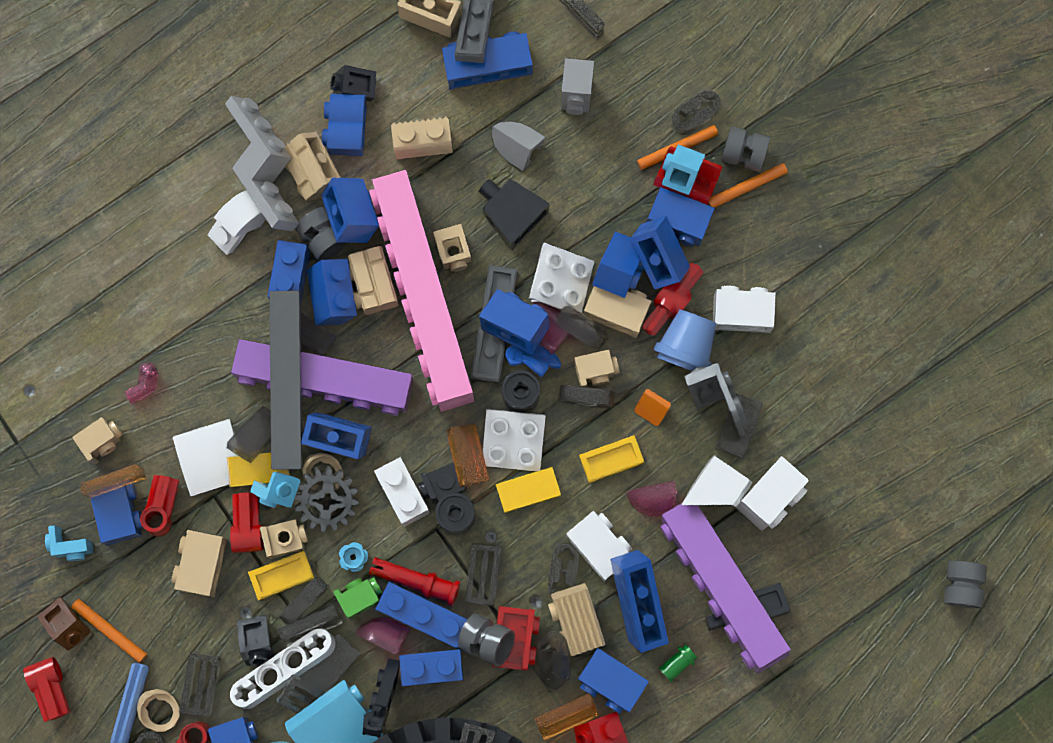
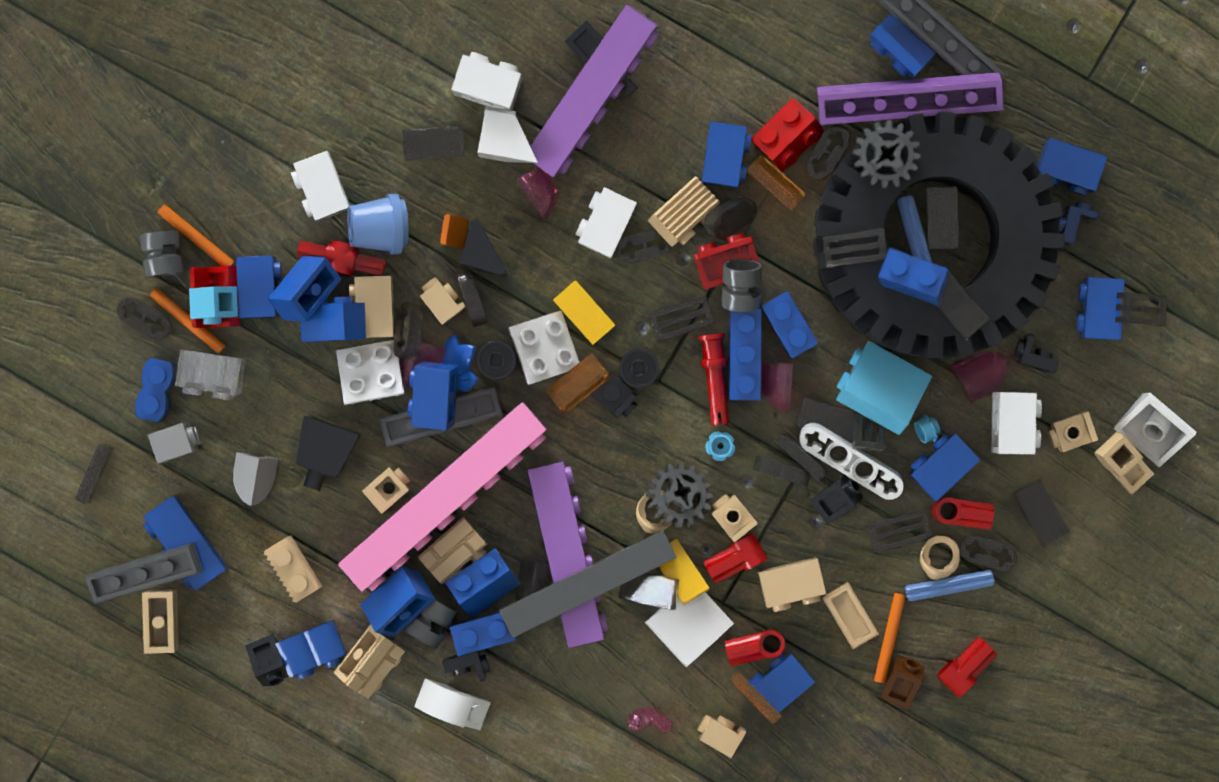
camera: 115 degrees left, 10 degrees up
(72, 550) = (833, 707): medium azure bracket -> none
(146, 604) = (850, 615): none -> tan tile
(262, 163) = (388, 709): light grey bracket -> none
(268, 244) = (461, 664): none -> black bracket
(279, 491) = (693, 539): medium azure bracket -> none
(281, 575) = (767, 504): yellow tile -> none
(336, 435) = (616, 513): blue brick -> none
(358, 597) = (754, 422): bright green brick -> none
(381, 701) = (840, 355): black hinge -> none
(402, 492) = (640, 428): white brick -> none
(611, 459) = (519, 248): yellow tile -> none
(622, 142) = (211, 372): none -> clear brick
(623, 420) = (479, 252): none -> black slope
(635, 96) = (154, 399): none -> blue brick
(639, 601) = (642, 162): blue brick -> none
(678, 662) = (680, 102): green pin -> none
(710, 386) = (409, 185): dark grey bracket -> none

